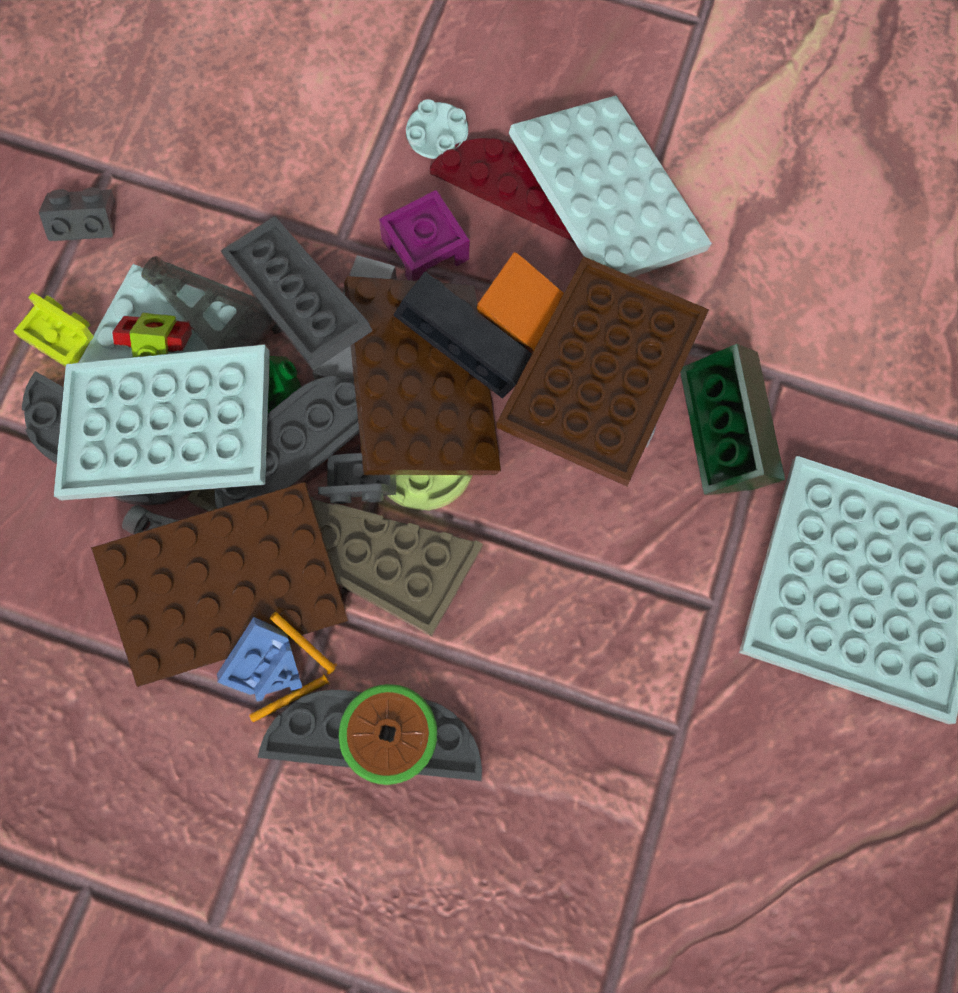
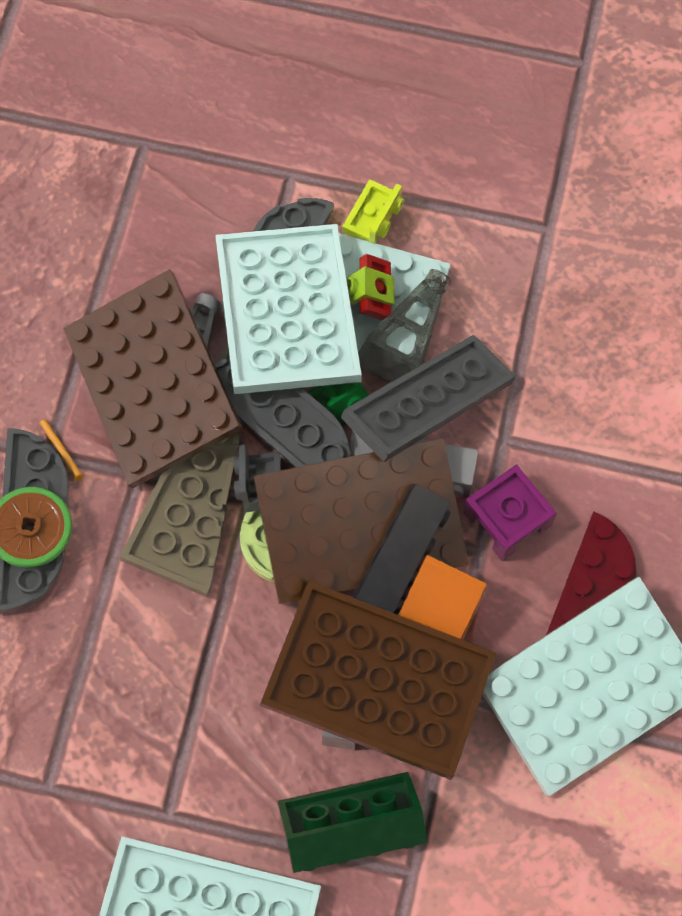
camera: 85 degrees right, 5 degrees down
(77, 214) = (495, 210): dark grey bracket -> none
(260, 662) = (87, 420): medium blue slope -> none
(304, 643) = (105, 450): light orange piece -> none
(436, 128) = (638, 513): light aqua dish -> none

